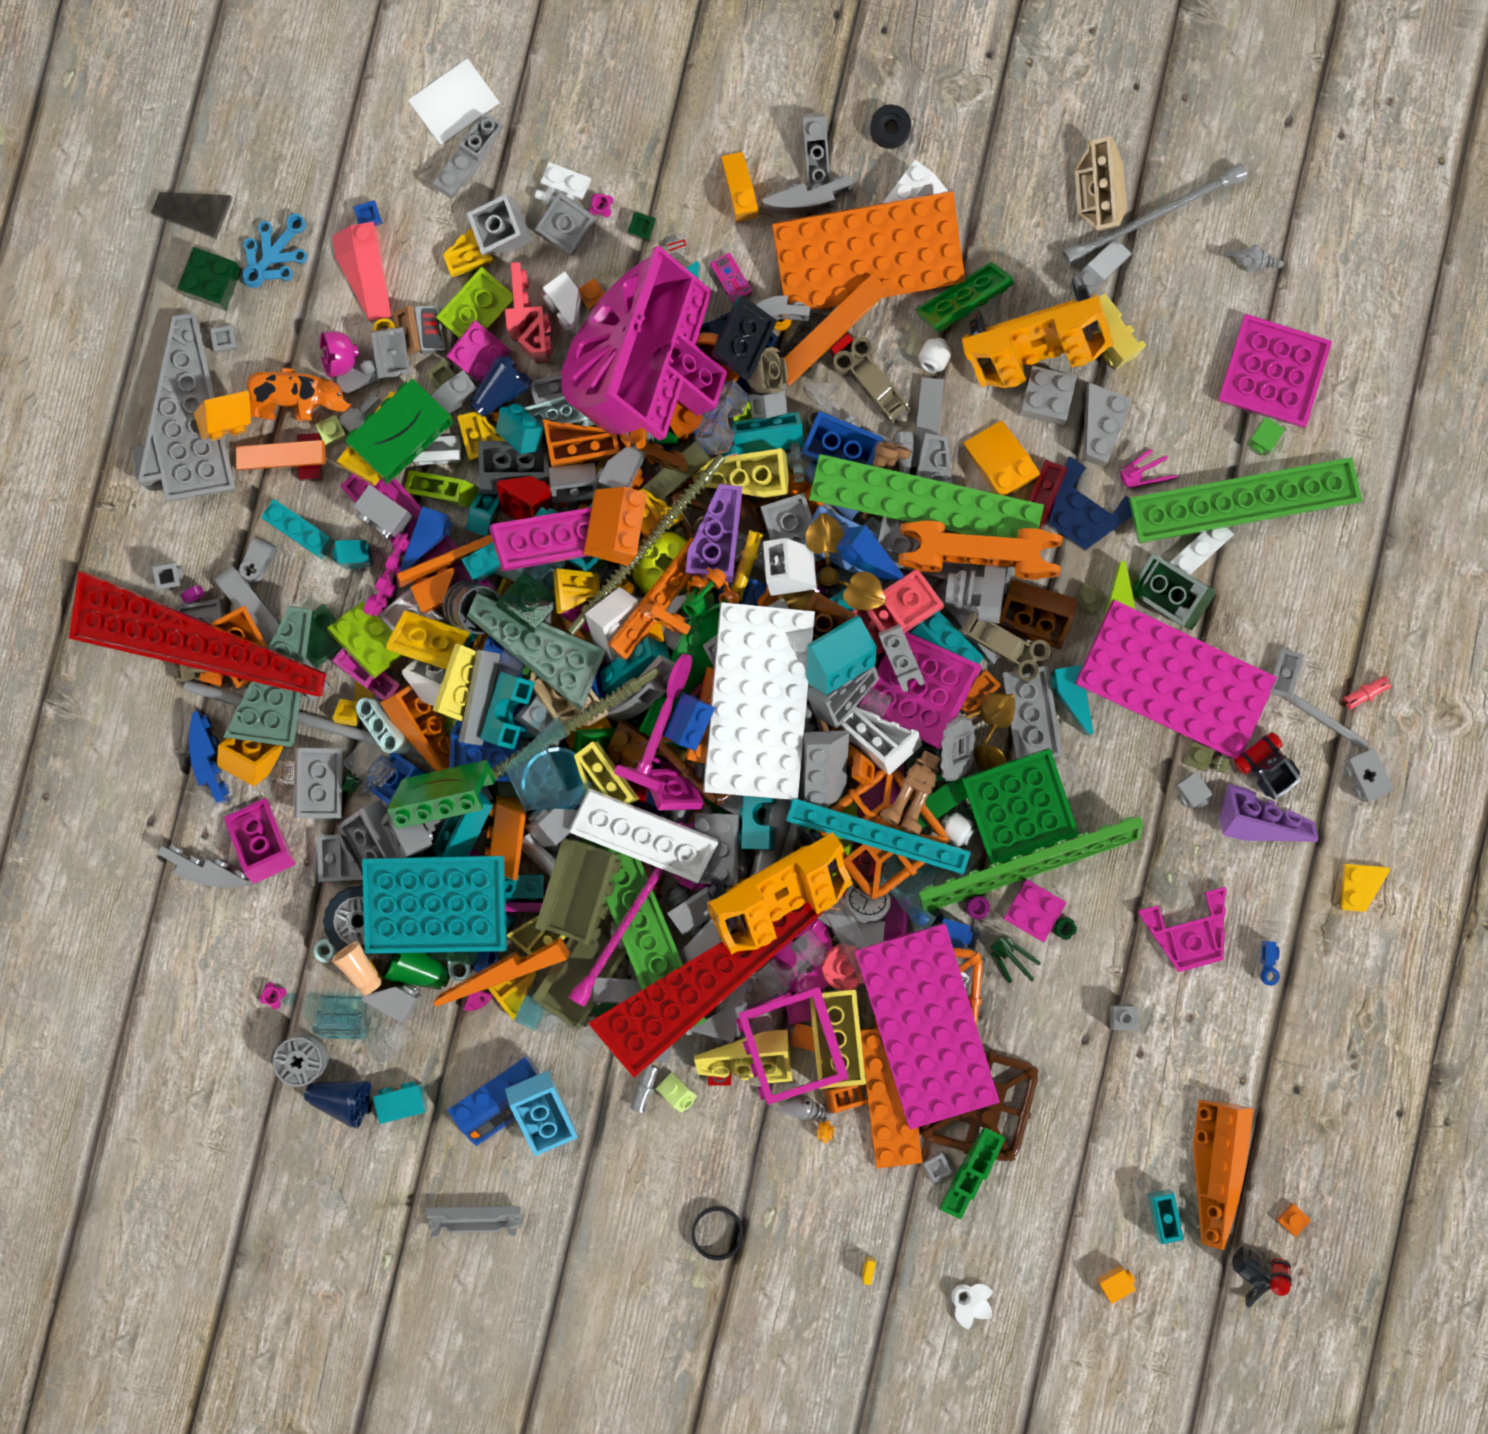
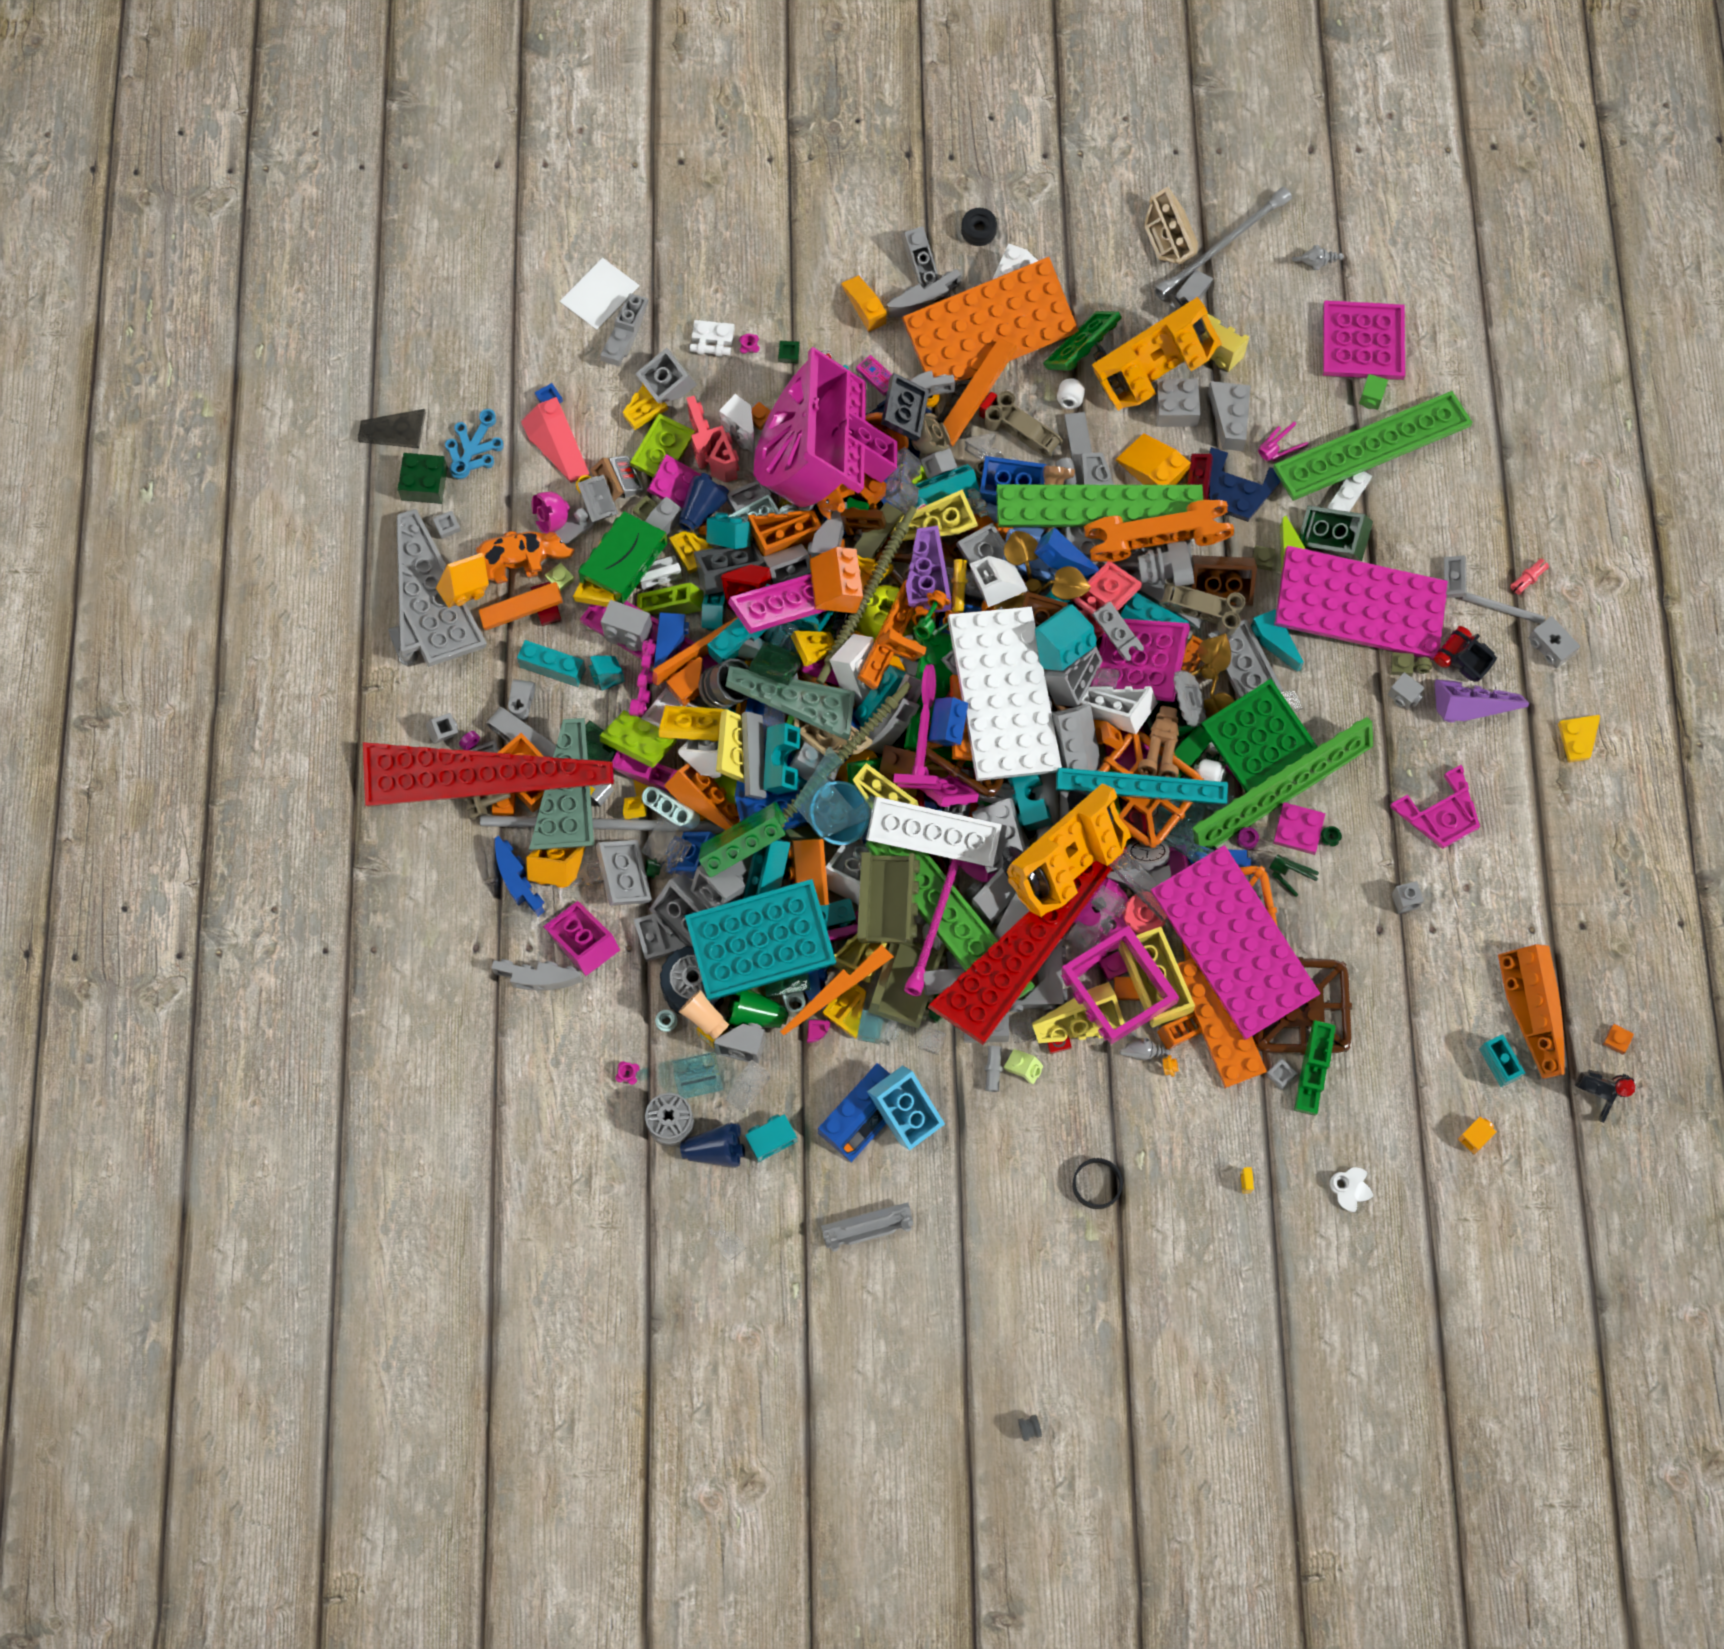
camera: 10 degrees left, 15 degrees down
(355, 417) = (576, 559): light grey axle -> none
(550, 825) = (846, 845): light grey slope -> none
(565, 223) = (722, 363): light grey tile -> none
(1269, 955) = (1519, 814): blue plate -> none

